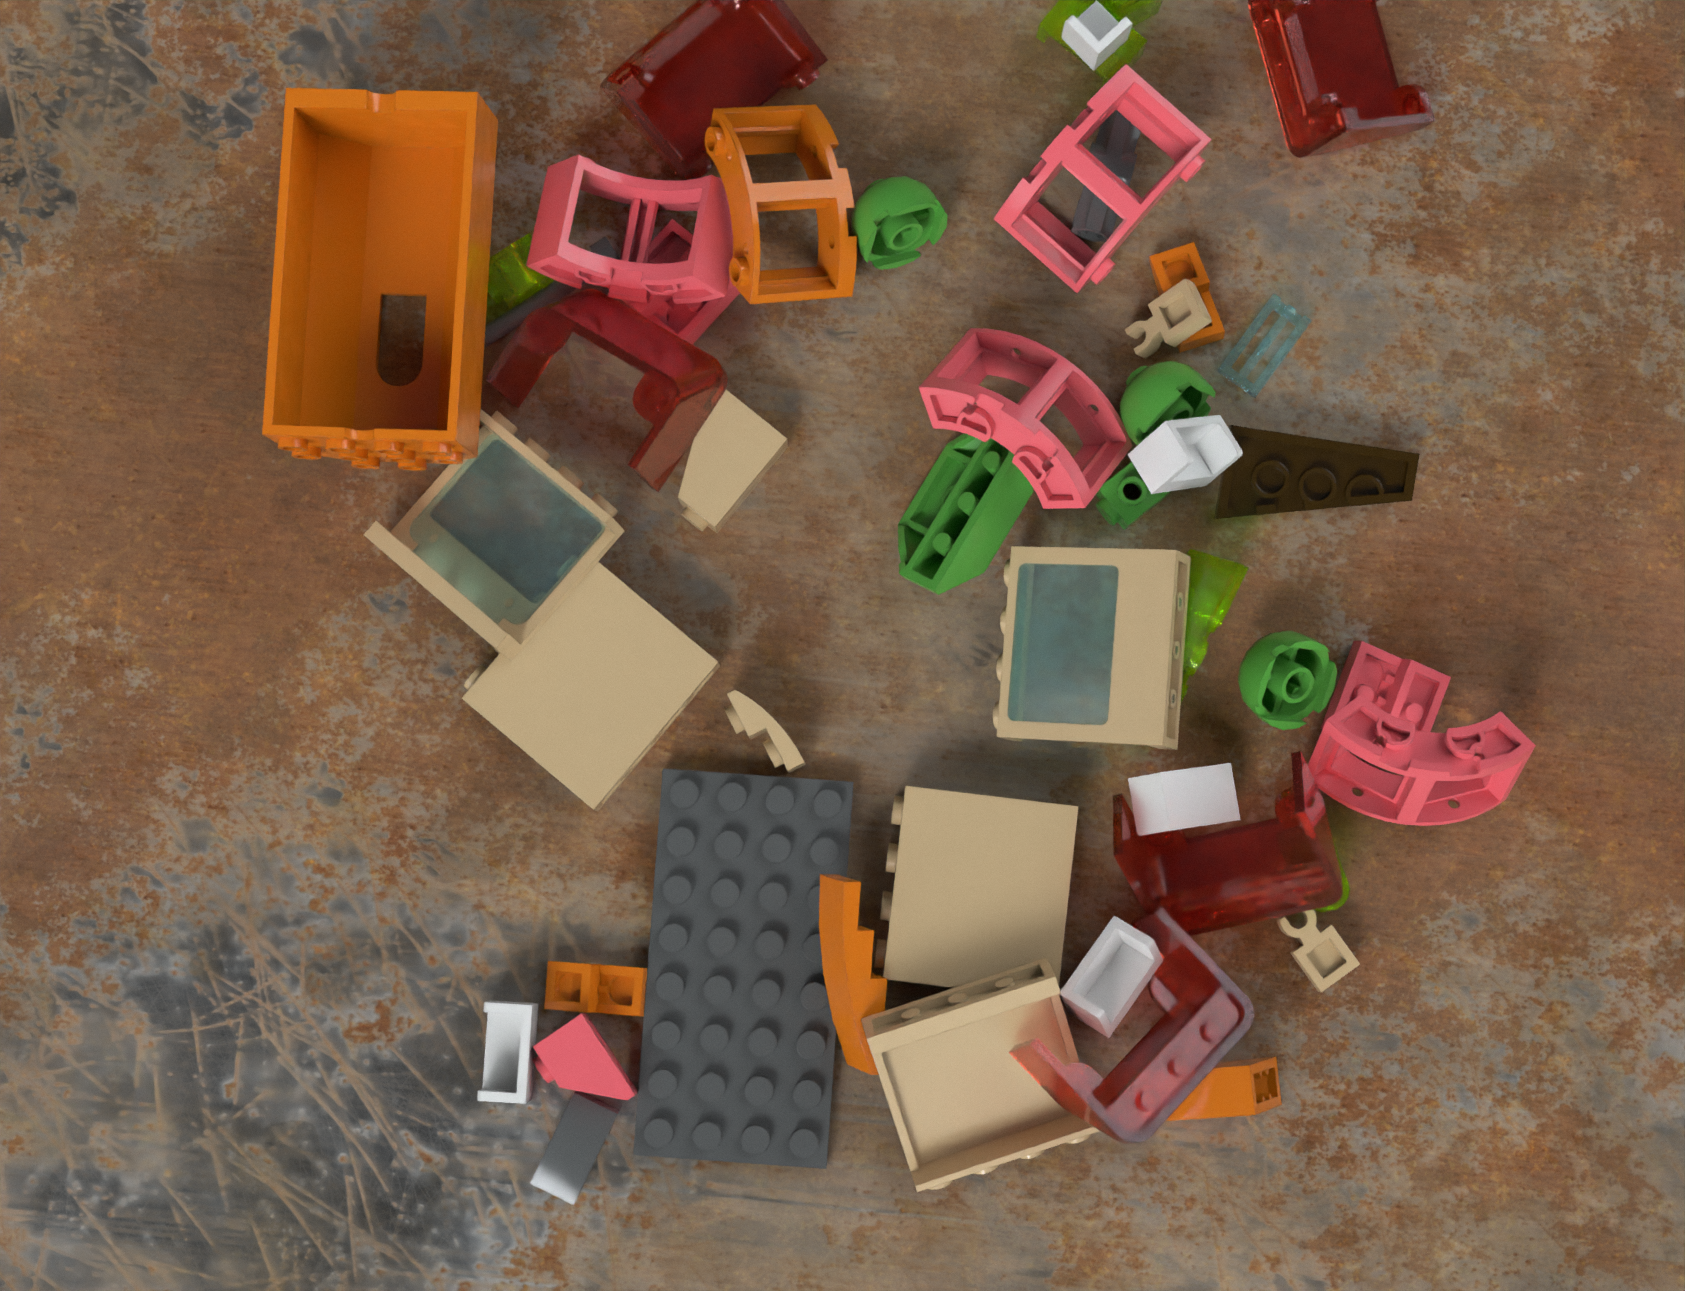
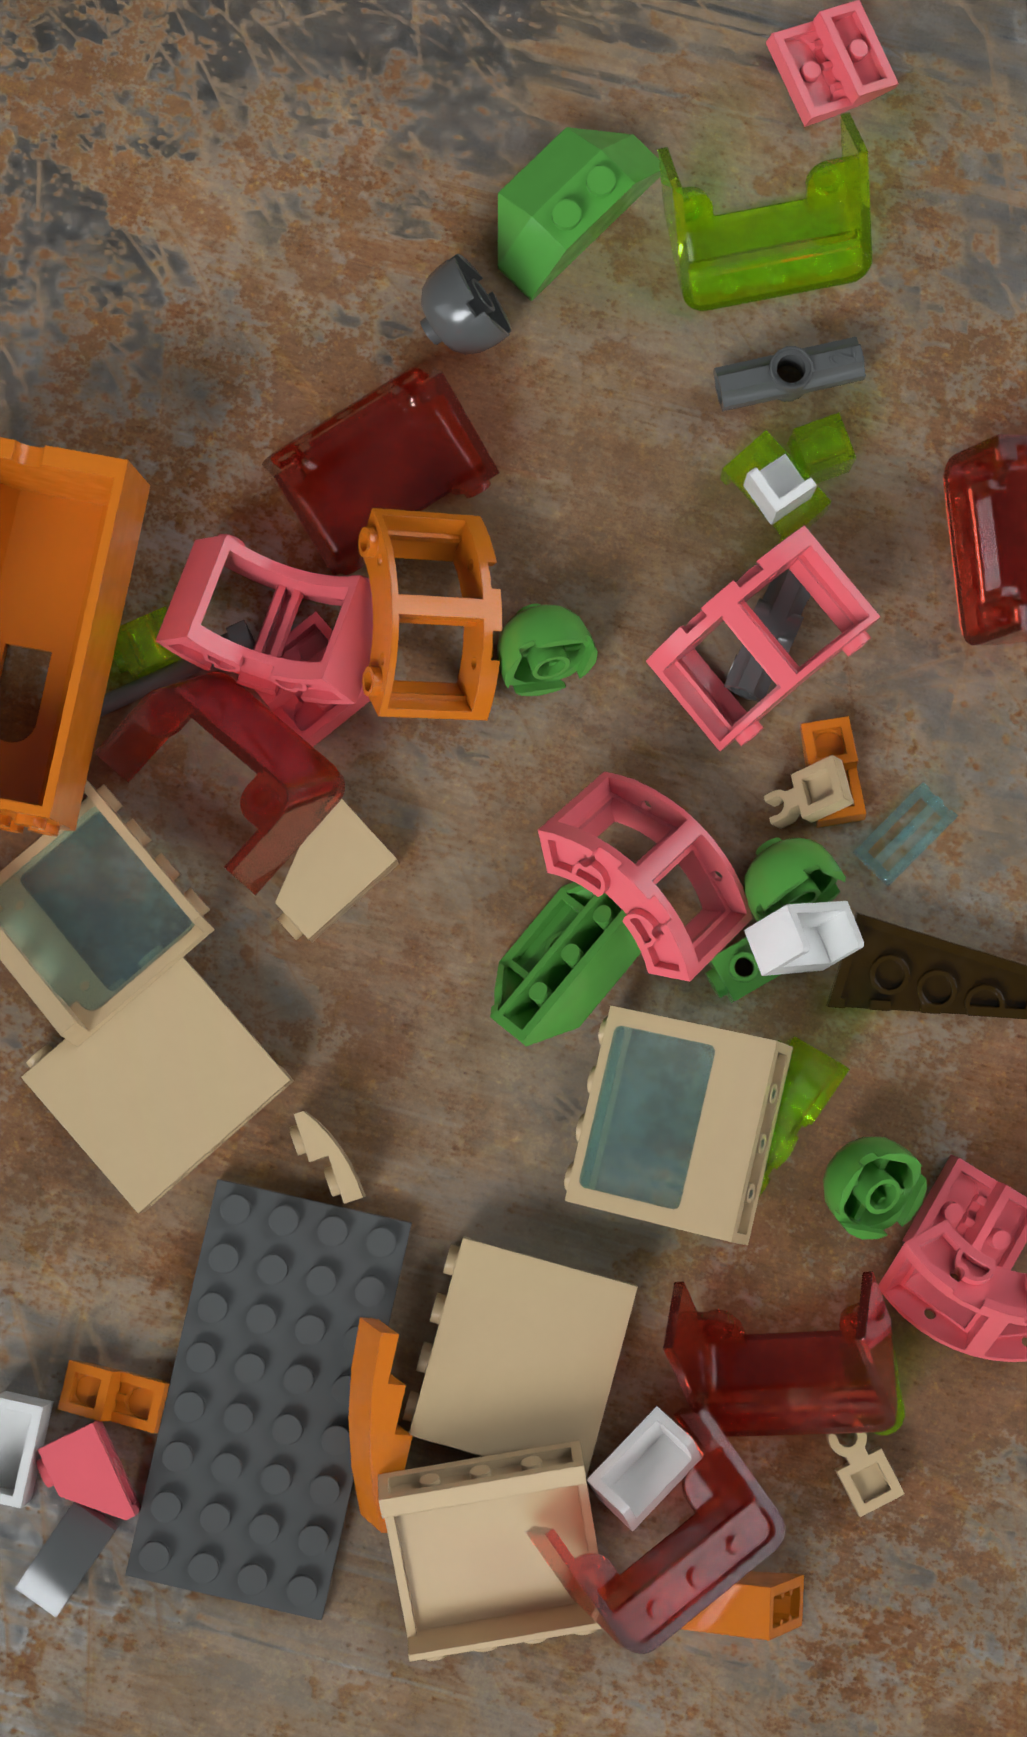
camera: 10 degrees right, 0 degrees up
(1184, 798) = (748, 1296): white panel -> none

